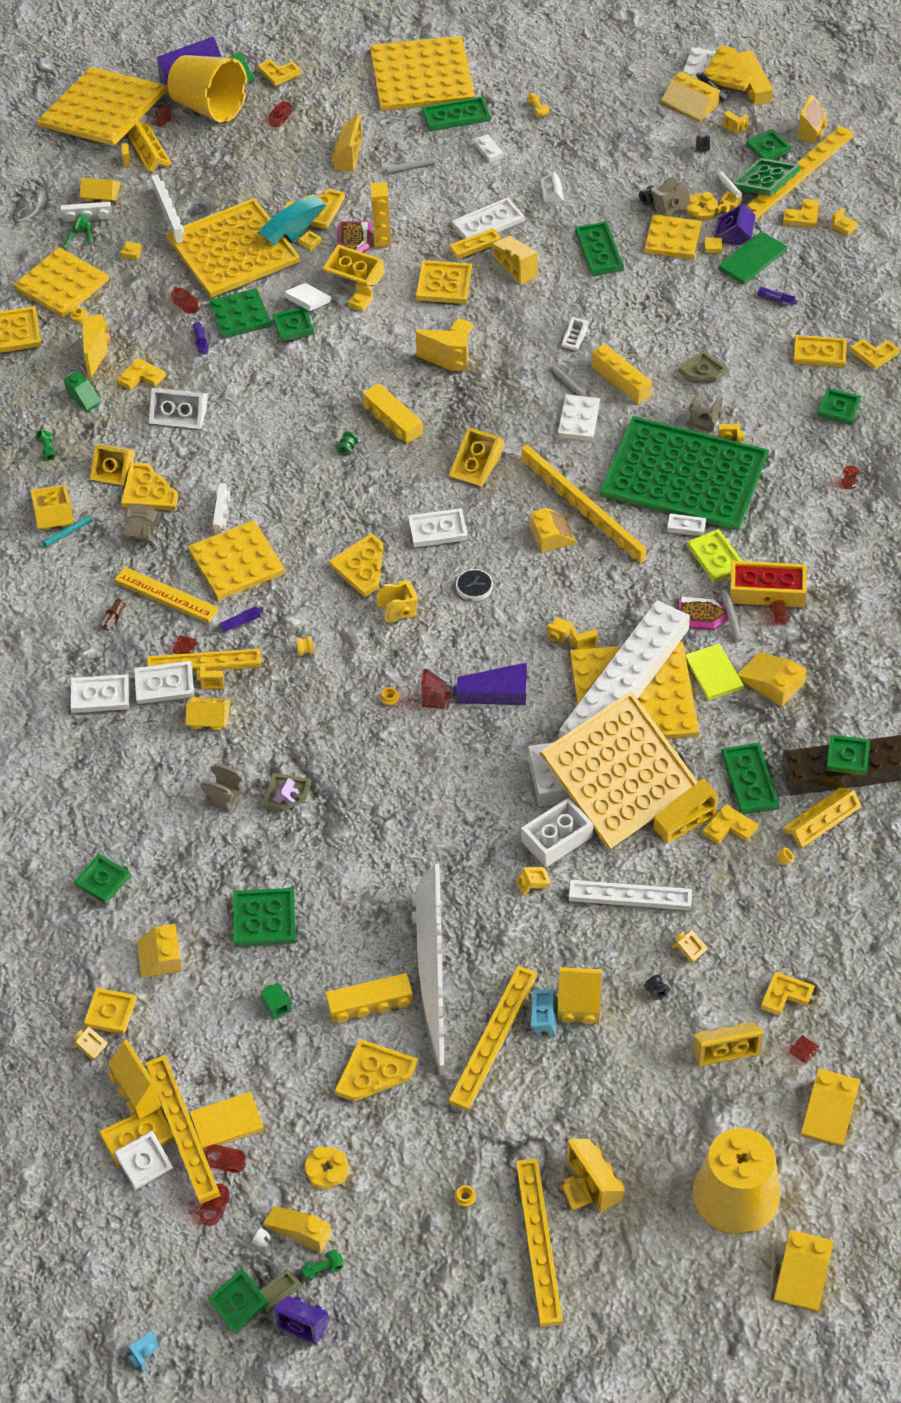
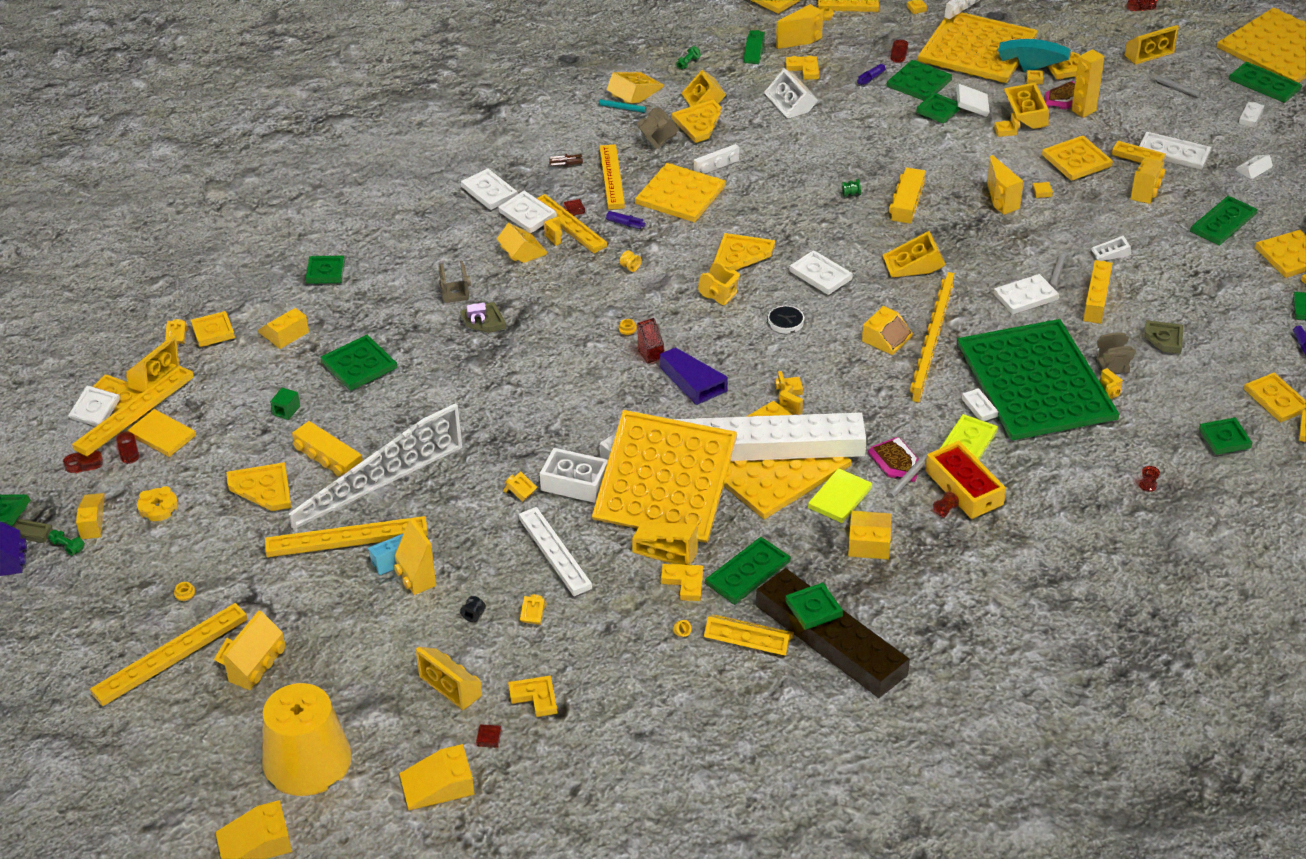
camera: 55 degrees right, 10 degrees down
(261, 1238) = (68, 497): white hinge -> none

